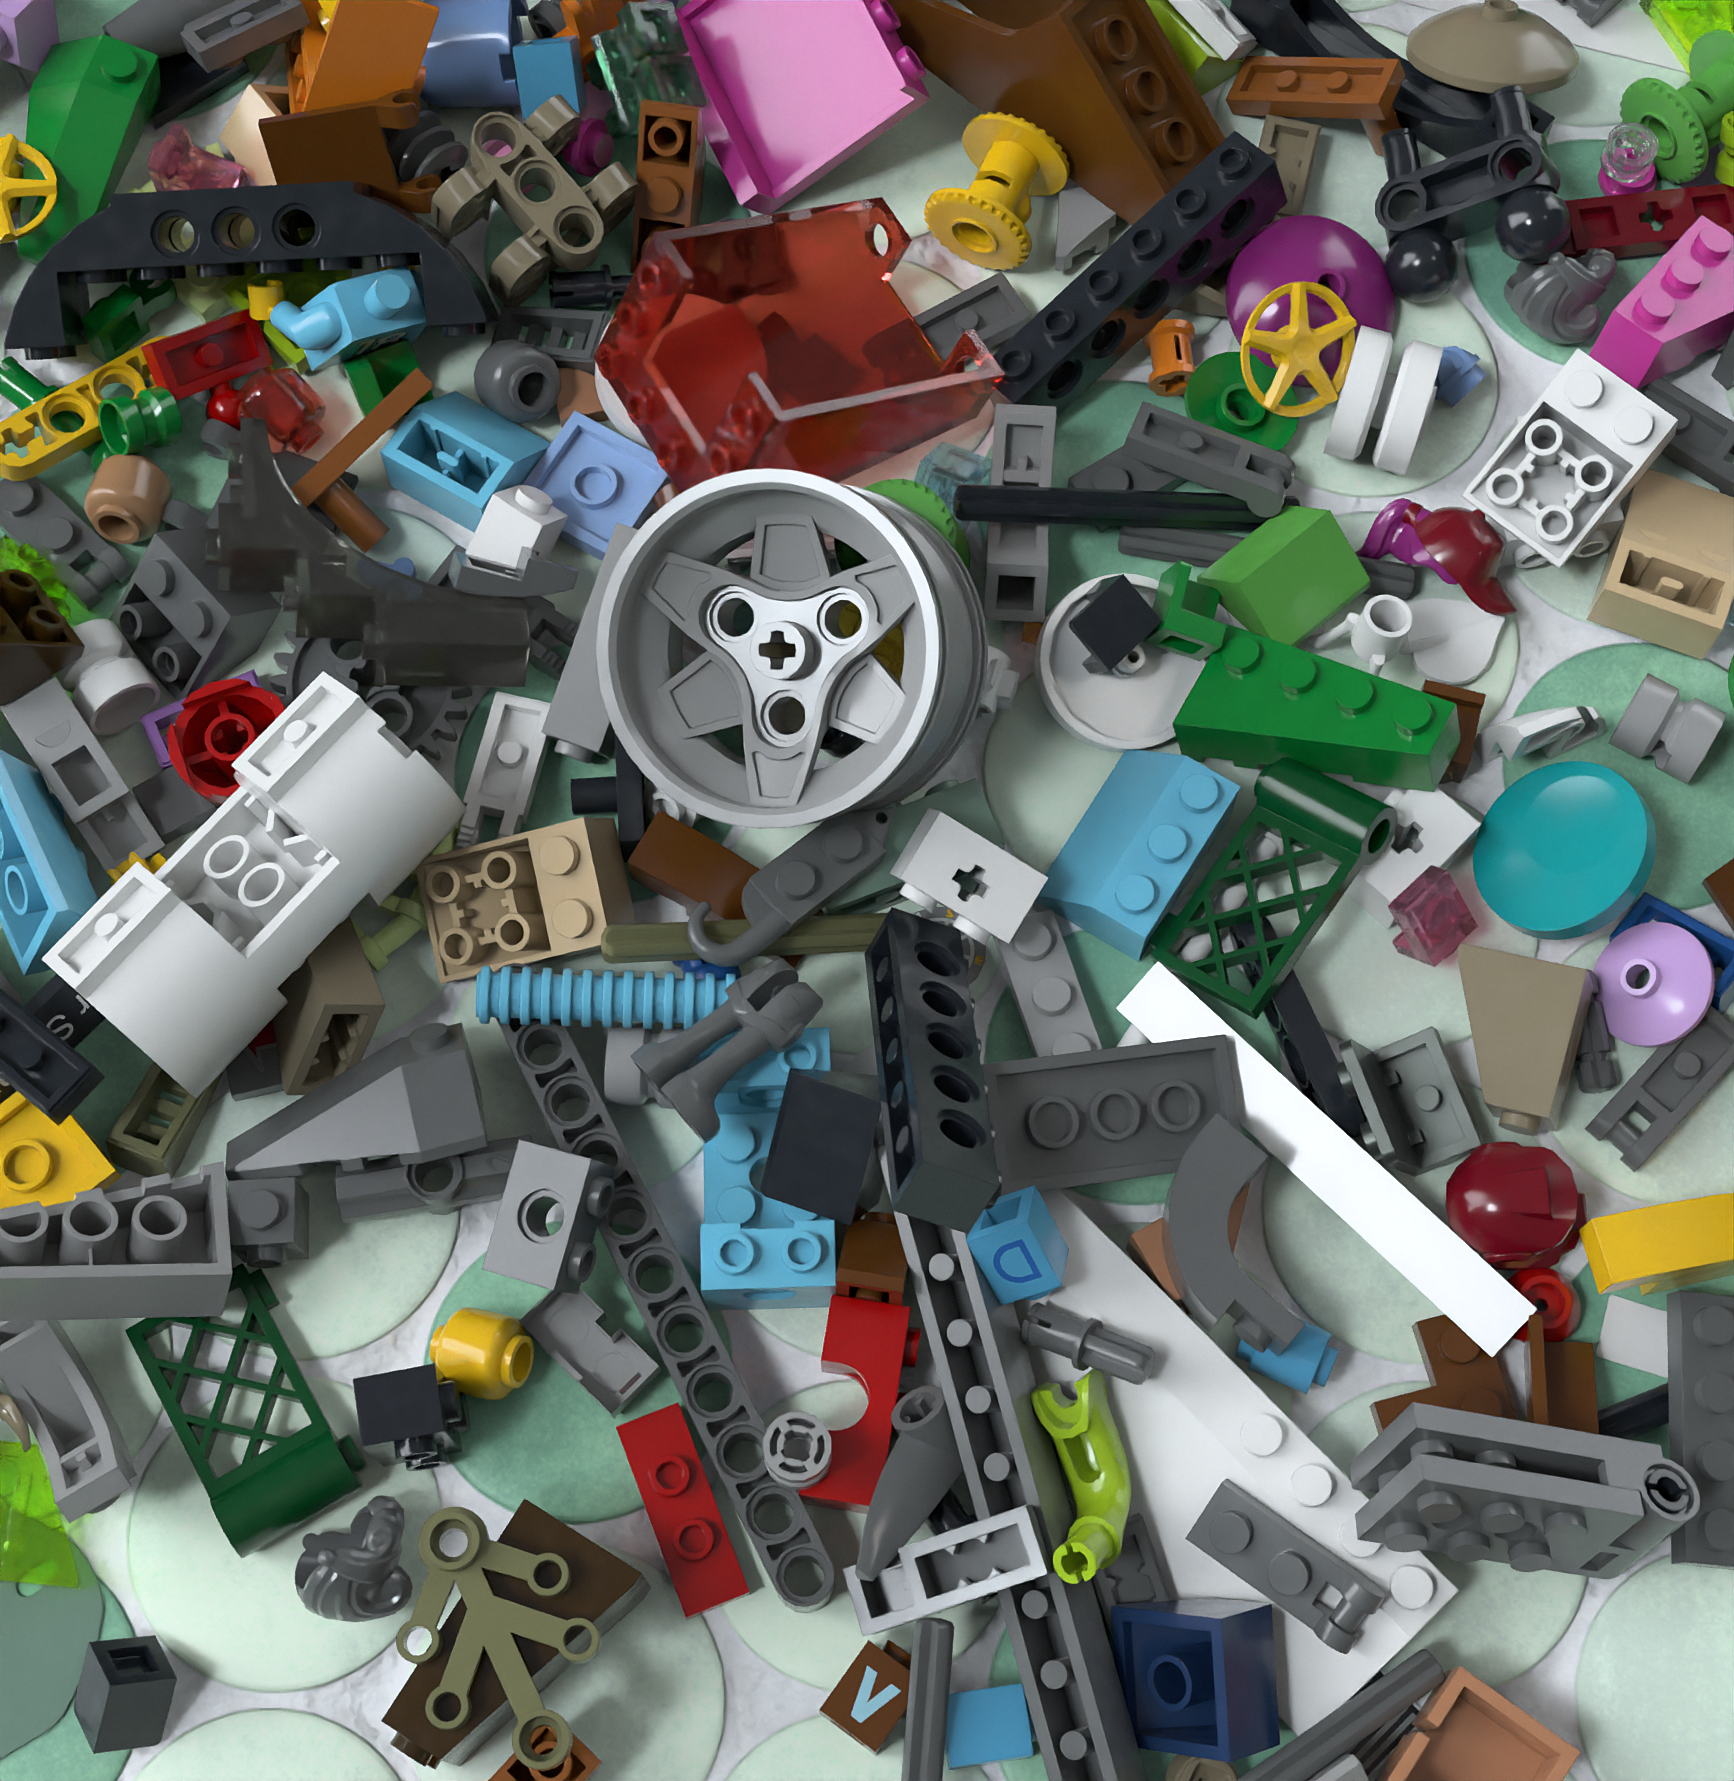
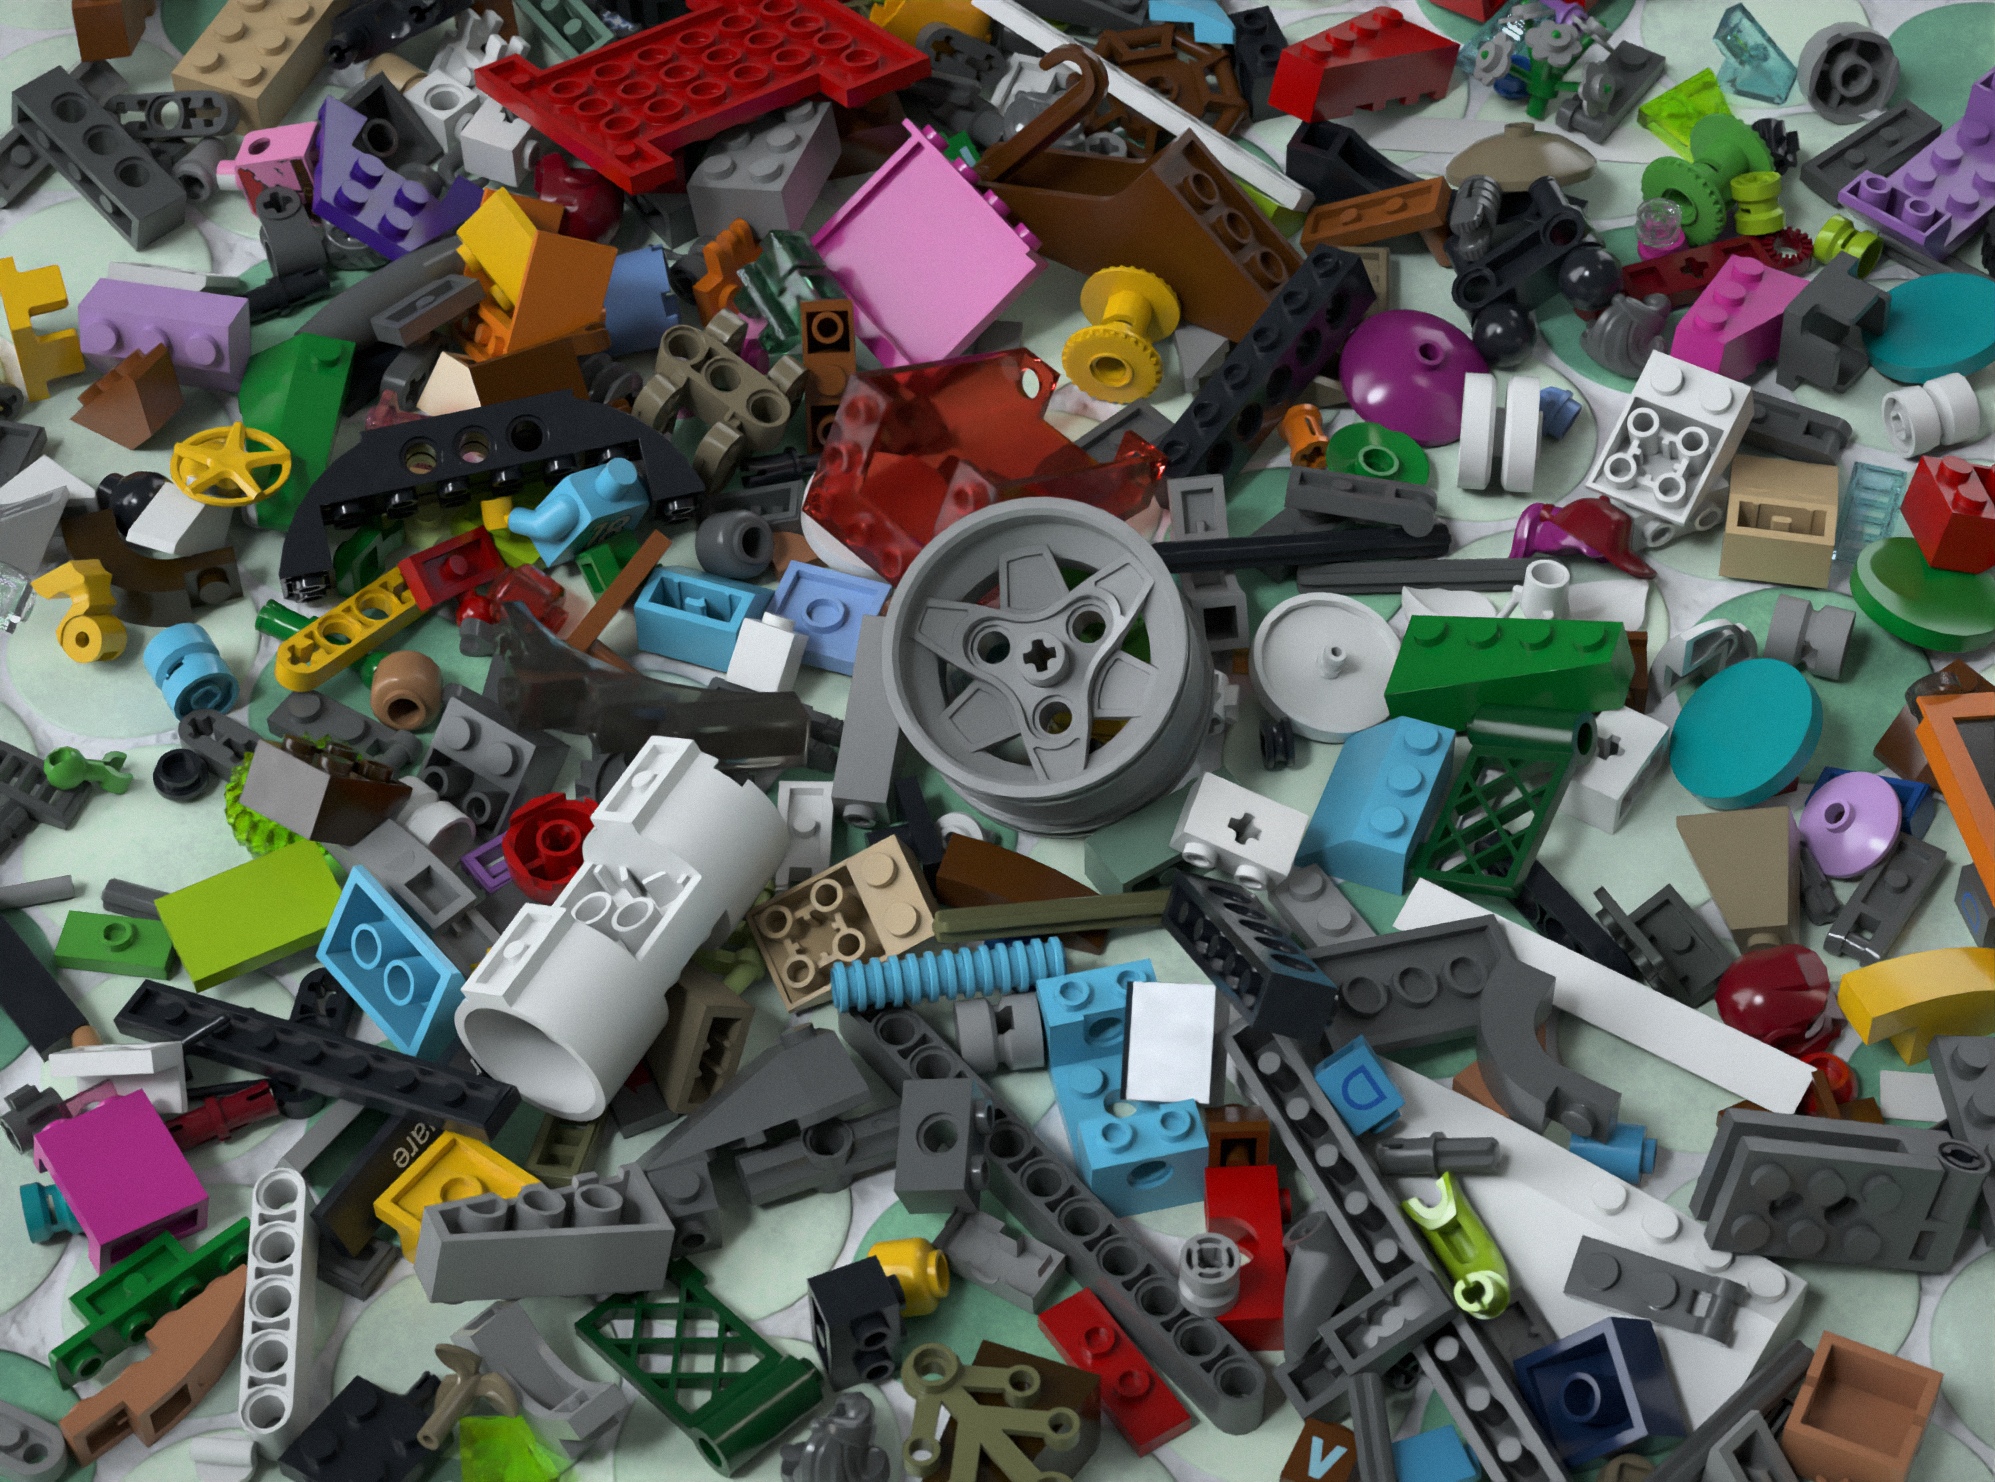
camera: 10 degrees left, 20 degrees down
(140, 421) = (407, 624): green wheel -> none
(221, 90) = (413, 368): none -> dark grey beam
(529, 577) = (792, 673): dark grey slope -> none
(549, 69) = (702, 299): dark azure brick -> none
(773, 1017) = (1035, 1004): dark grey piece -> none
(798, 884) = (1093, 861): dark grey plate -> none
(871, 166) = (999, 337): none -> light grey piece
(1046, 747) = (1276, 743): none -> black bush
(1112, 622) = (1313, 622): black panel -> none
(1186, 615) = (1372, 616): green panel -> none
(1289, 575) = (1454, 570): bright green slope -> none
(1297, 349) = (1415, 405): yellow wheel -> none
(1422, 110) = (1469, 212): none -> dark grey hinge
(1431, 917) = (1647, 804): clear pink bracket -> none

